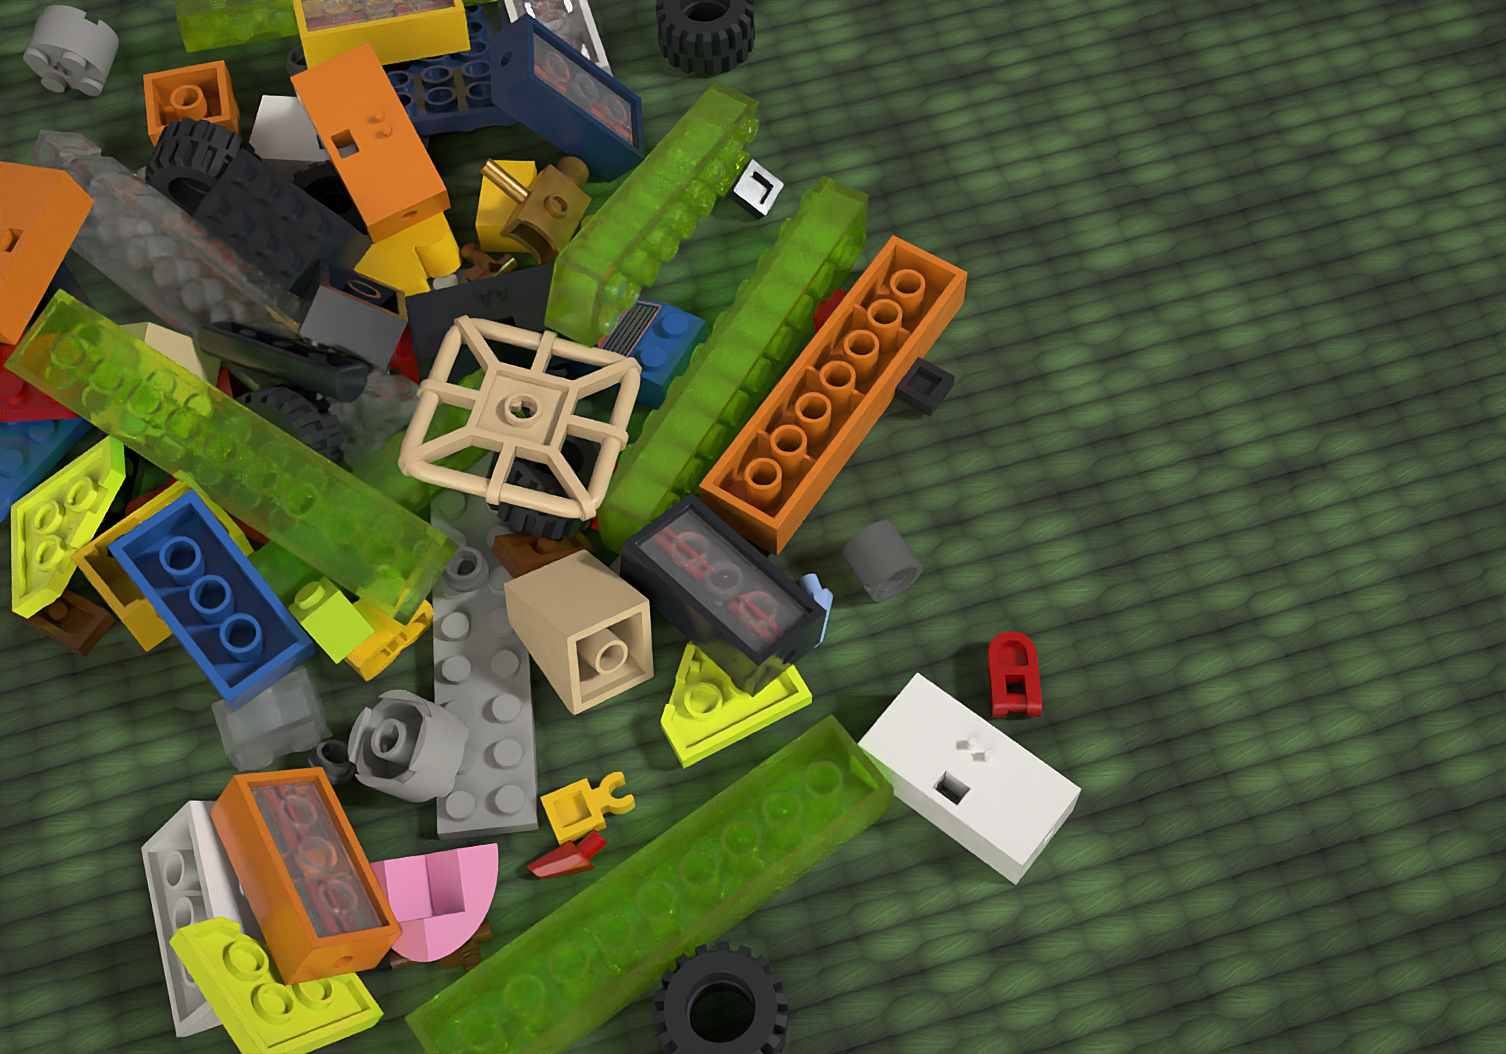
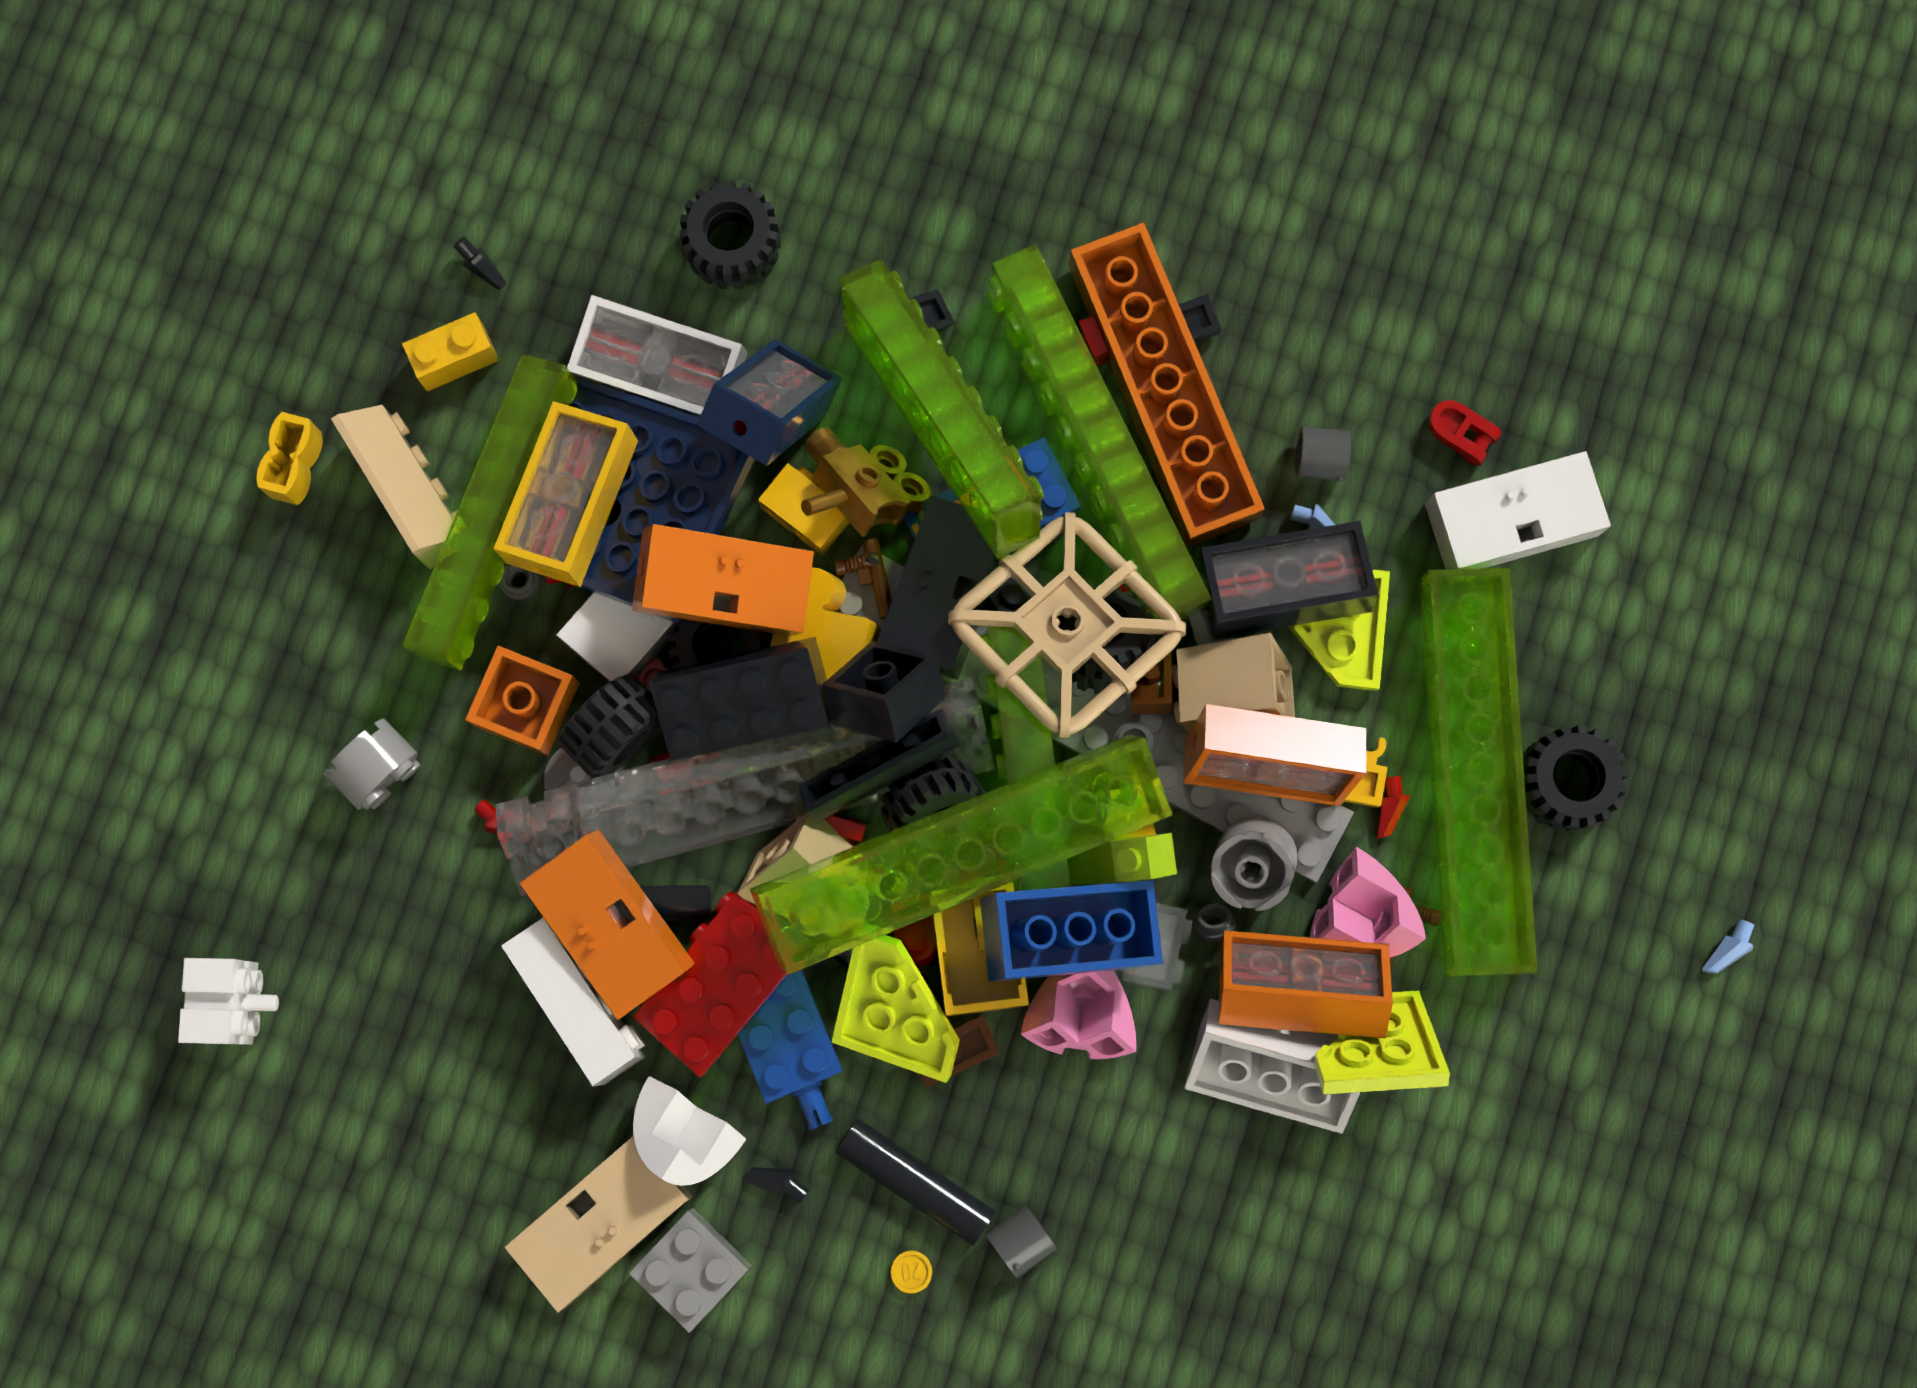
camera: 60 degrees left, 20 degrees up
(160, 698) = (1082, 1014): none -> bright pink brick
(527, 685) = (1274, 755): none -> brick

